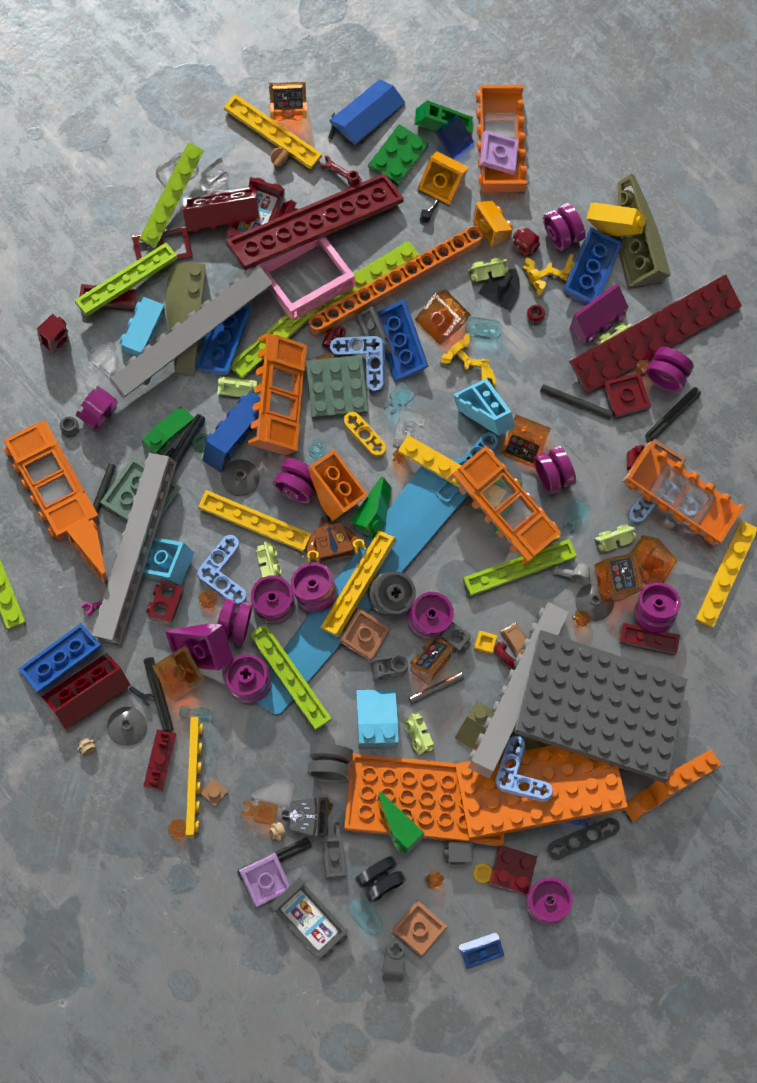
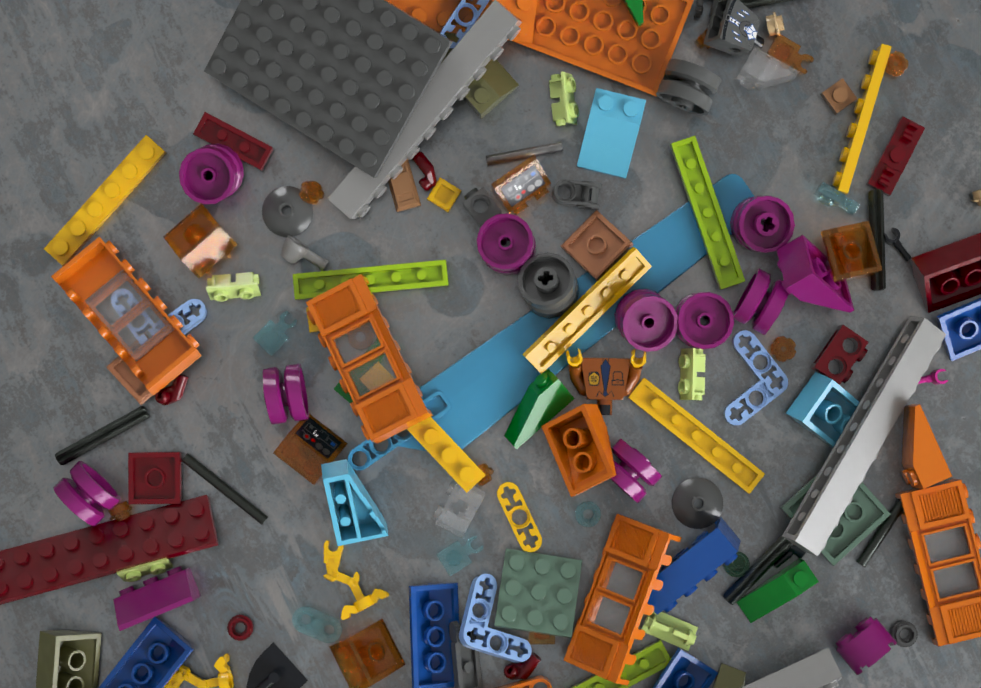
camera: 155 degrees left, 15 degrees up
(128, 735) = (913, 213): dark grey dish -> none
(618, 577) = (249, 226): clear orange slope -> none

